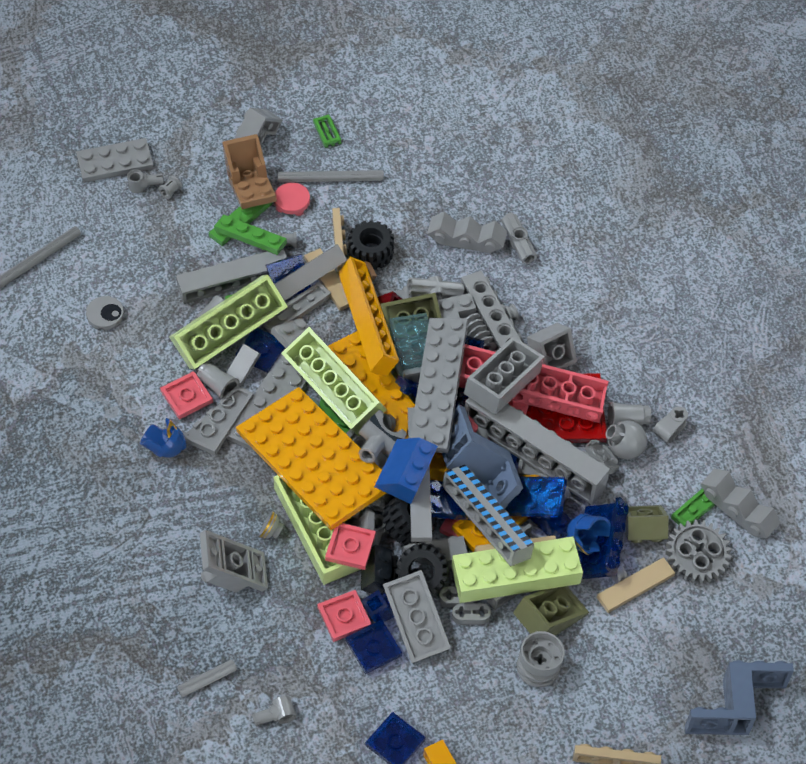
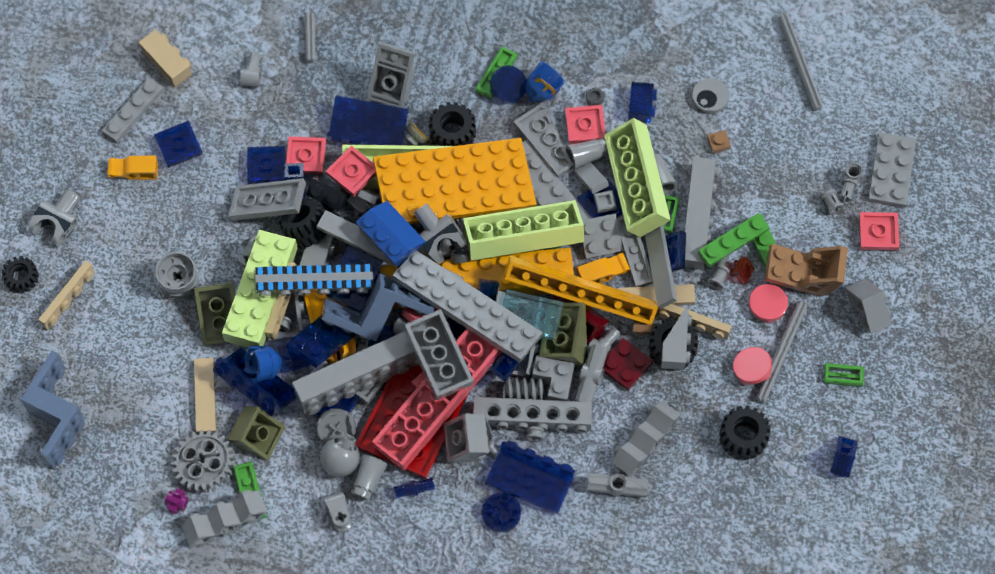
camera: 120 degrees right, 10 degrees up
(140, 359) = (641, 101): none -> clear blue brick
(150, 290) = (718, 141): none -> medium nougat plate
(151, 402) = (594, 96): none -> dark grey tile
(164, 493) = (503, 58): none -> bright green tile
(176, 472) = (508, 84): none -> clear blue tile
(181, 148) = (878, 231): none -> coral plate
(249, 484) = (452, 114): none -> black tyre
(262, 343) = (605, 201): none -> light grey tile
(270, 224) = (742, 270): none -> clear red tile
(284, 572) = (367, 122): none -> clear blue bracket
(329, 323) = (603, 269): none -> light orange piece
(358, 186) = (752, 365): none -> coral tile
(380, 227) = (675, 345): none -> light grey slope
(400, 104) = (843, 457): none -> clear blue slope
(401, 271) = (626, 364): none -> dark red plate
(421, 180) = (749, 418): none -> black tyre
(550, 298) = (530, 477): none -> clear blue bracket
(592, 311) = (501, 512): none -> clear blue tile
(614, 380) = (414, 487): none -> clear blue pin
(748, 553) = (176, 501): none -> magenta gear

